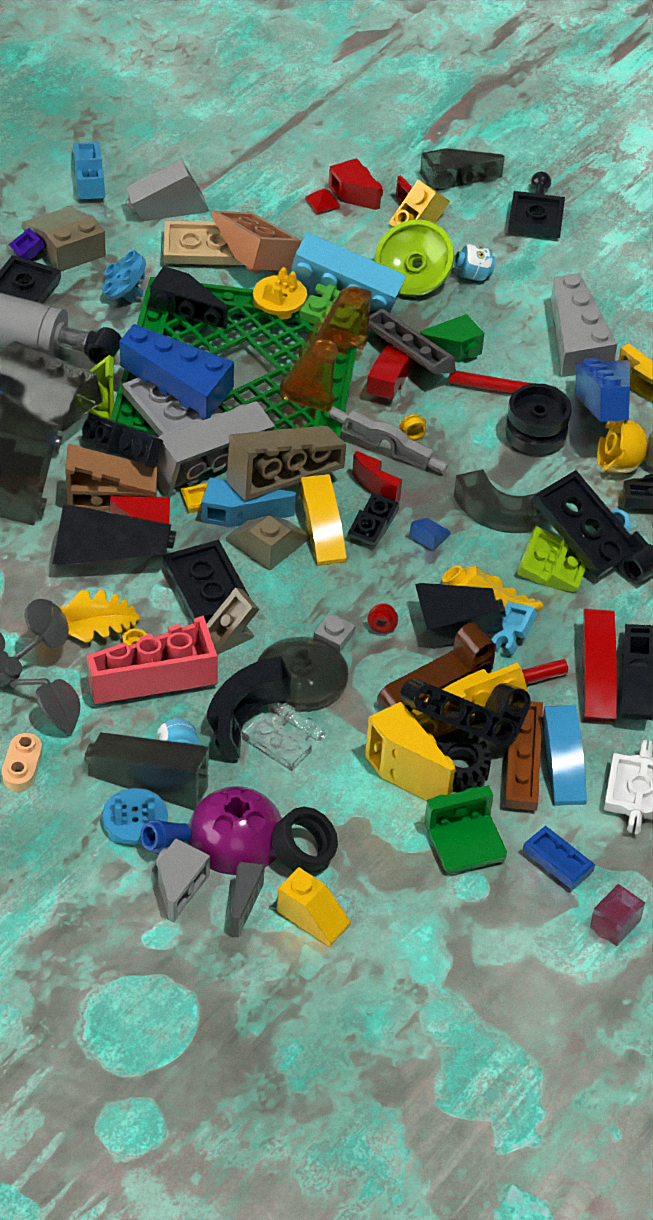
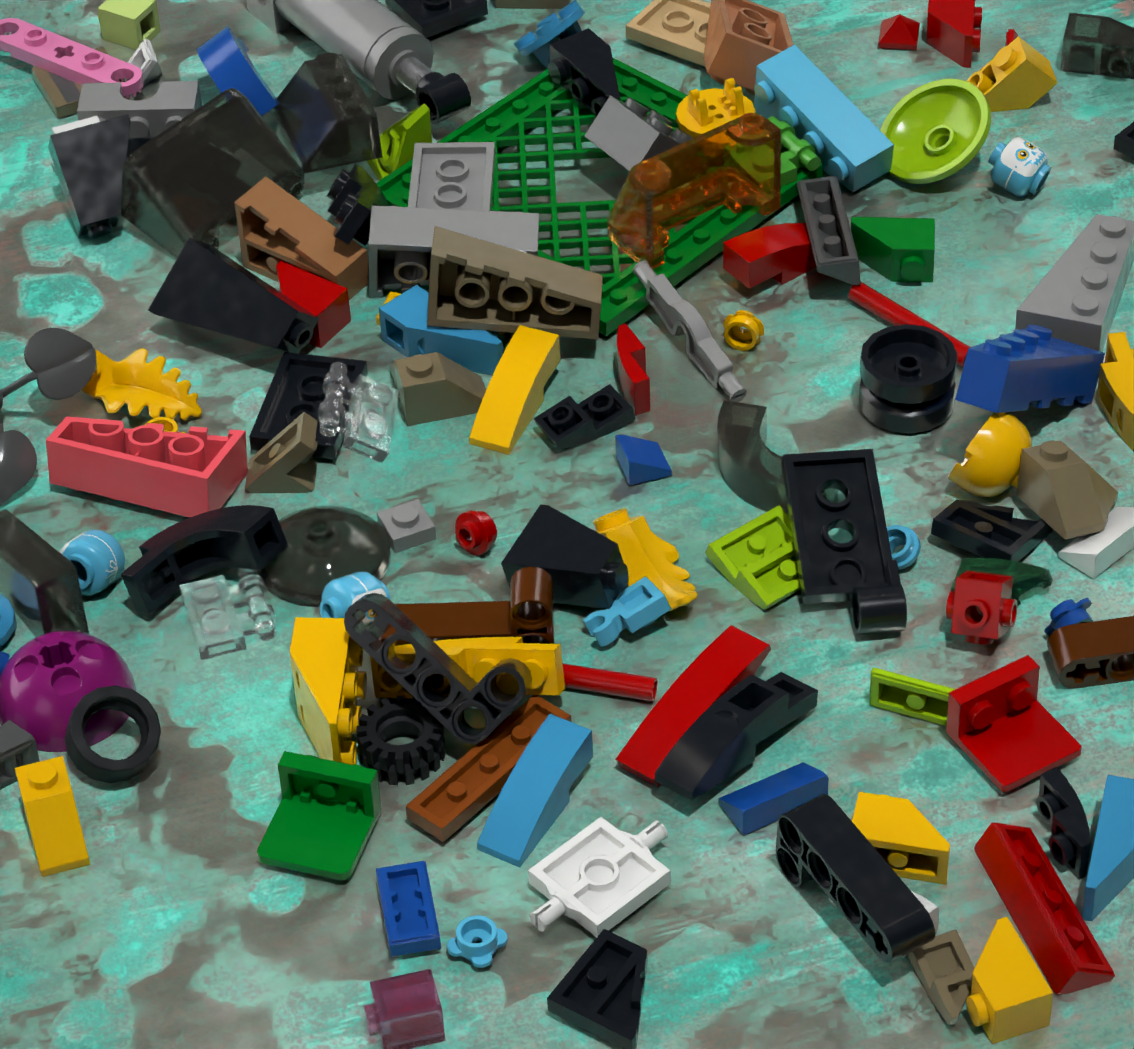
camera: 40 degrees right, 5 degrees down
(178, 369) = (485, 149): blue wedge -> none
(249, 573) = (370, 414): none -> clear plate
(264, 332) = (631, 134): none -> slope
(360, 691) = (346, 590): none -> medium azure head
(610, 849) = (477, 940): none -> medium azure plate

